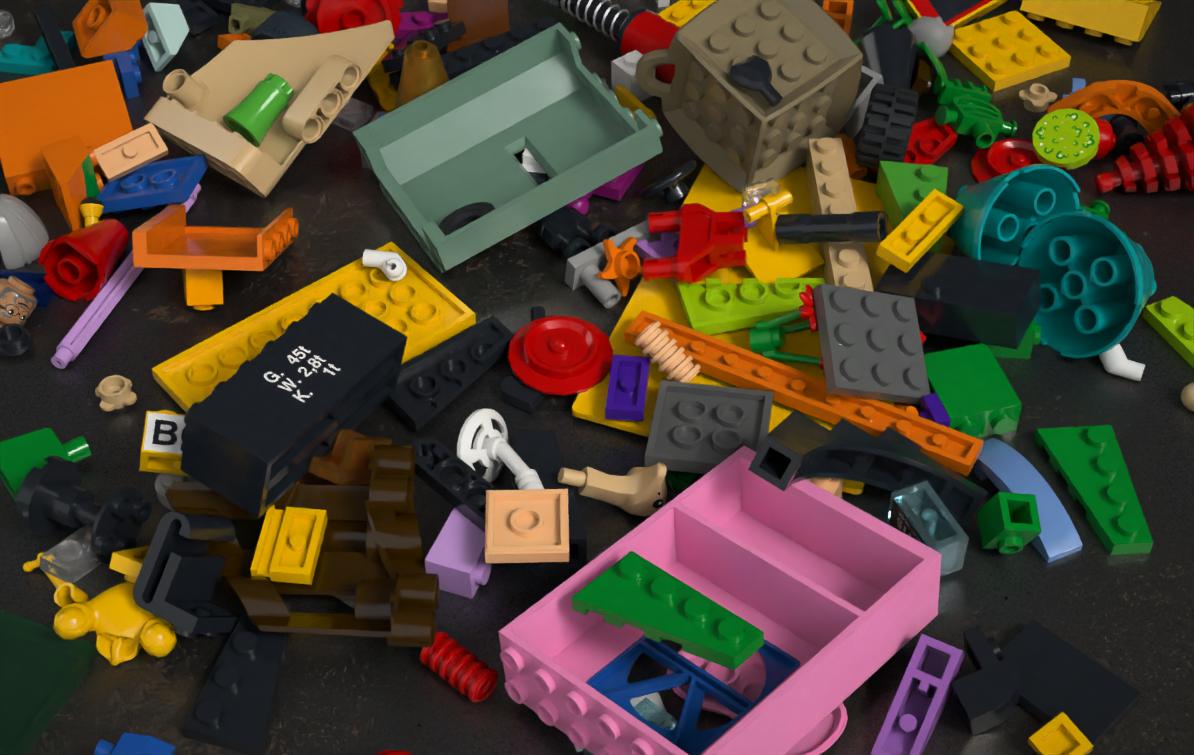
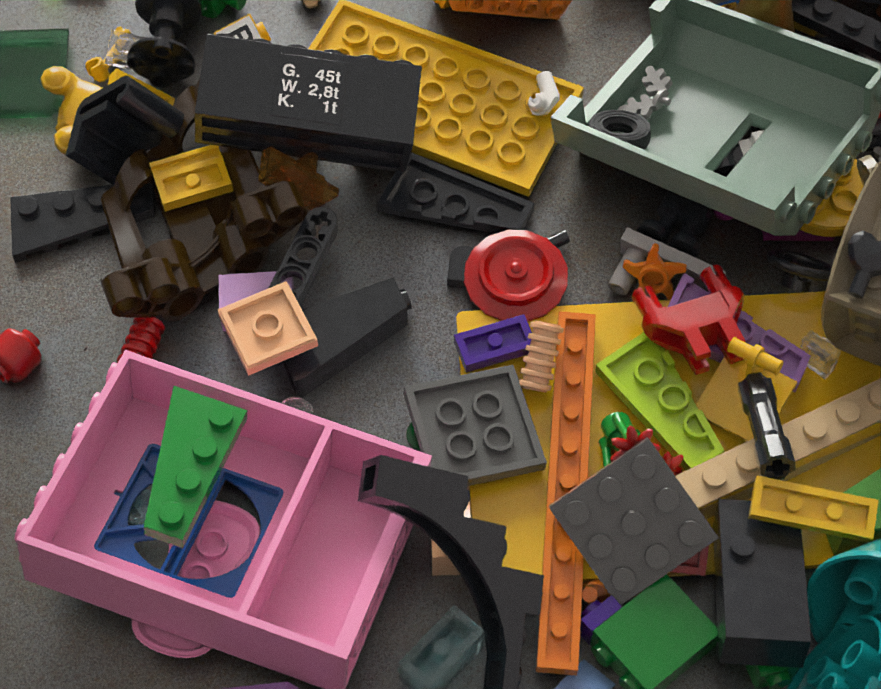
camera: 65 degrees right, 15 degrees up
(437, 189) = (657, 85): none -> light grey animal
(493, 449) = (360, 270): white dish -> none
(638, 493) = (384, 402): tan animal -> none

